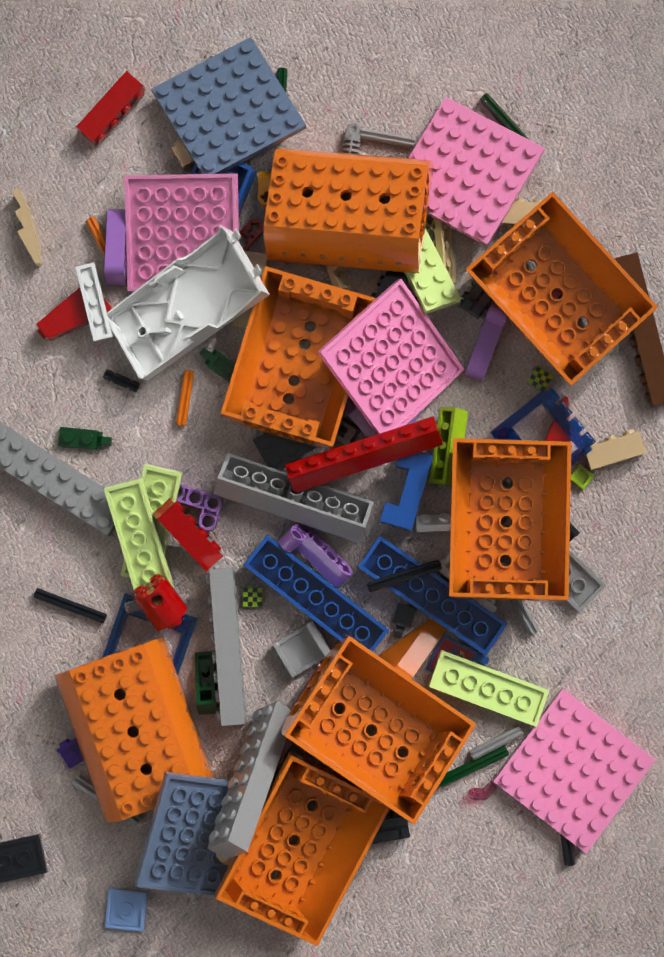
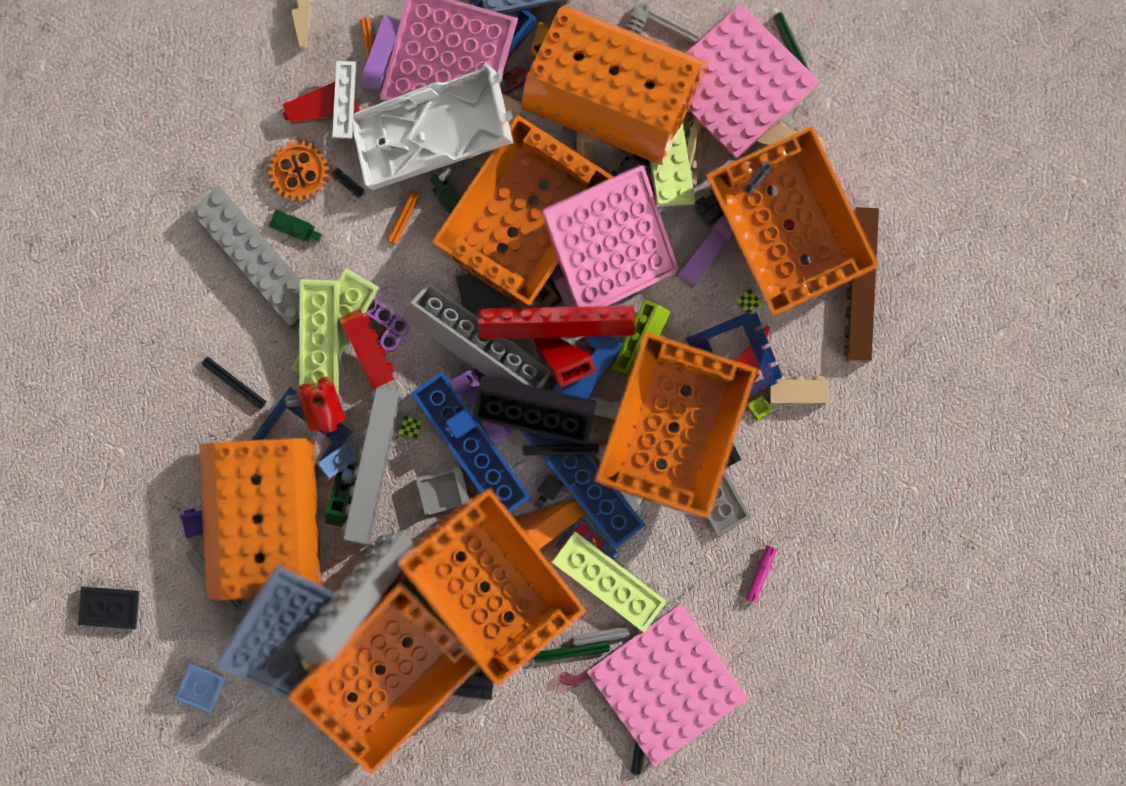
camera: 10 degrees right, 0 degrees up
(84, 373) = (314, 165): none -> orange gear
(194, 651) = (338, 462): none -> medium blue plate
(300, 581) = (460, 425): none -> blue brick
(368, 545) = (534, 410): none -> black brick
(381, 488) = (564, 360): none -> red slope
(516, 257) = (757, 178): none -> black axle
(524, 616) = (665, 524): light grey axle -> none
(631, 636) = (761, 573): none -> dark pink pin

